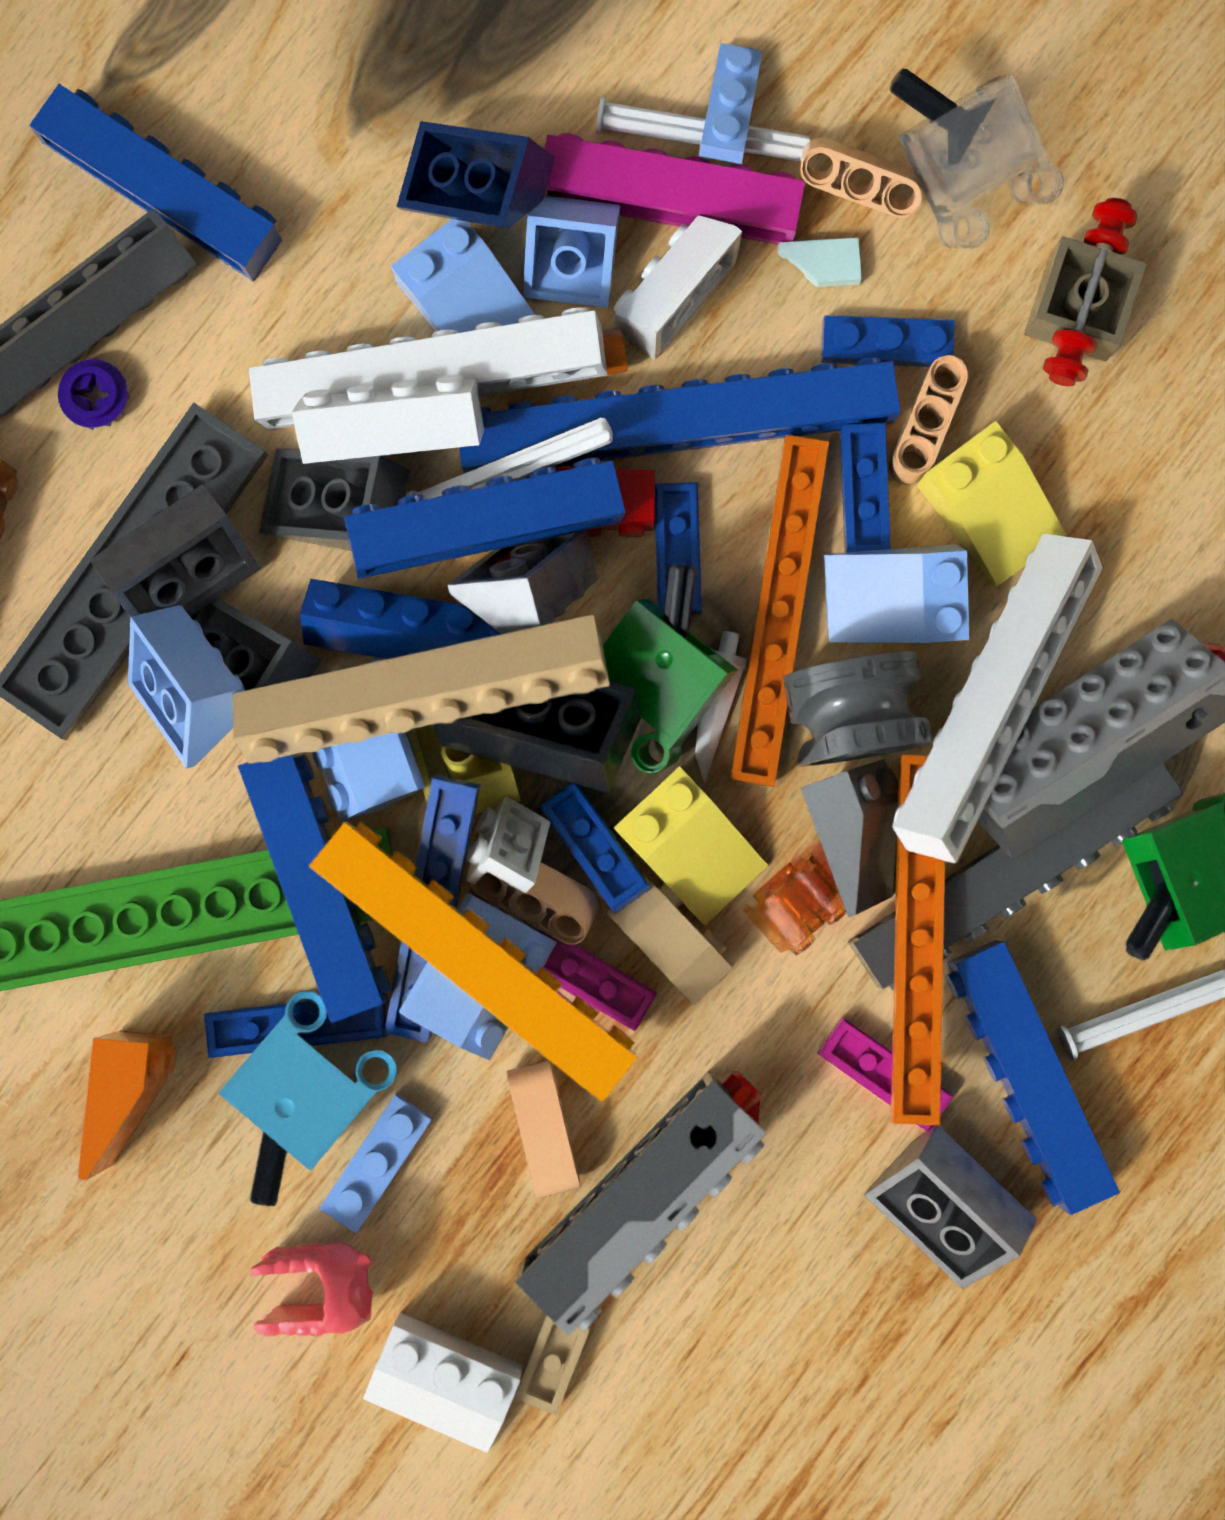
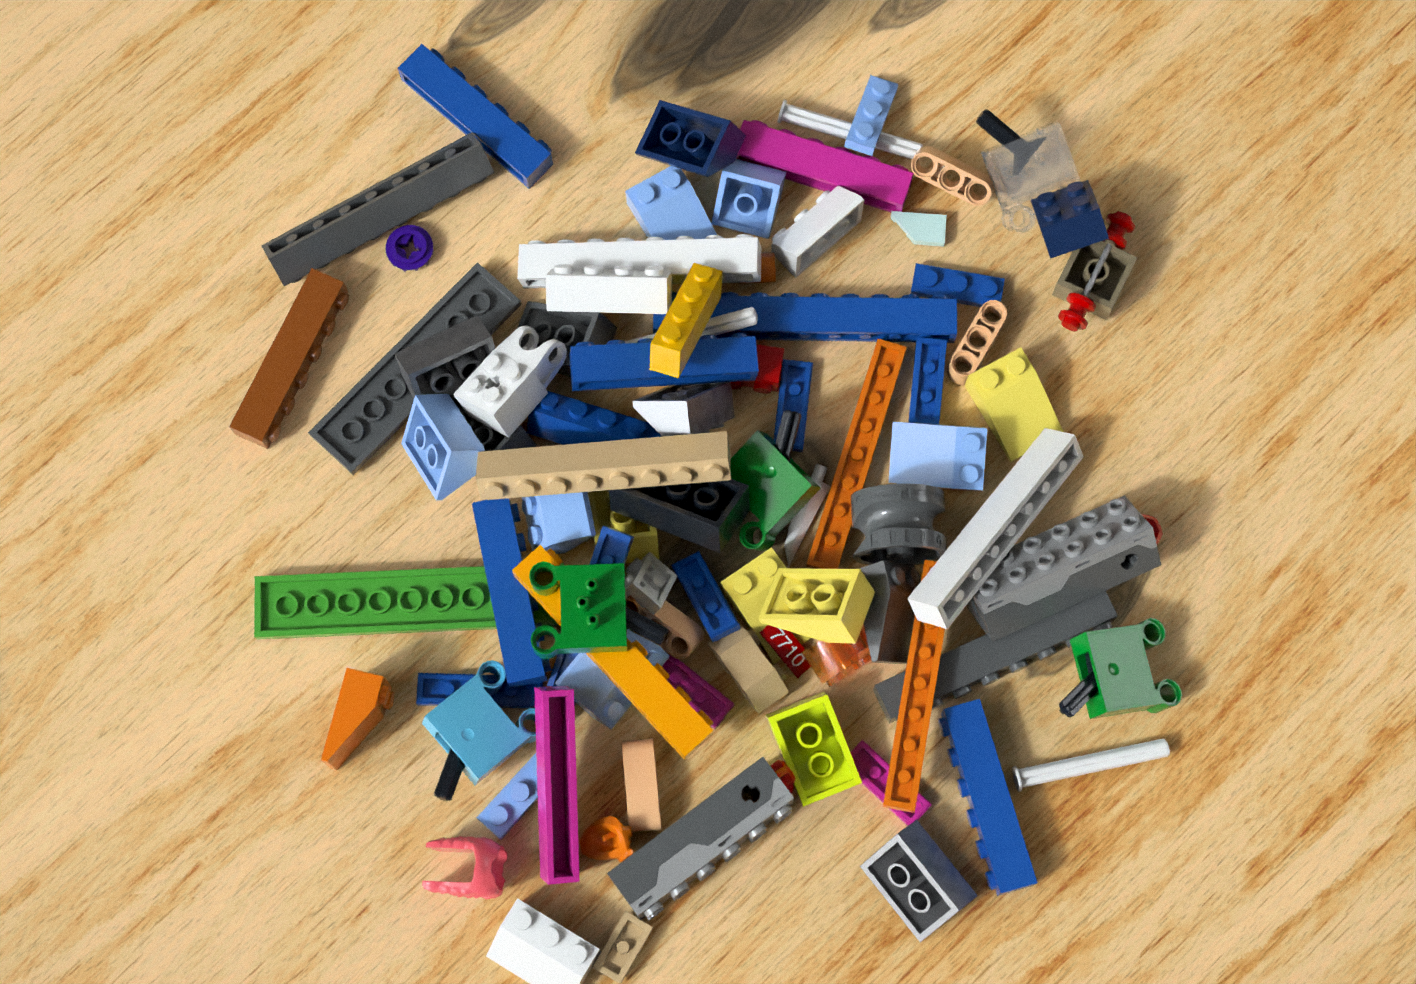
camera: 10 degrees right, 10 degrees down
(267, 575) = (511, 381): none -> white brick
(424, 1157) = (557, 784): none -> dark pink brick
(435, 914) = (591, 610): none -> green piece
(507, 453) = (685, 320): none -> yellow brick
(508, 1214) = (607, 840): none -> orange hat
(718, 901) = (787, 648): none -> red sticker
(761, 847) = (819, 603): none -> light yellow slope
(778, 1043) = (814, 748): none -> neon yellow slope
(1045, 218) = (1069, 218): none -> dark blue brick

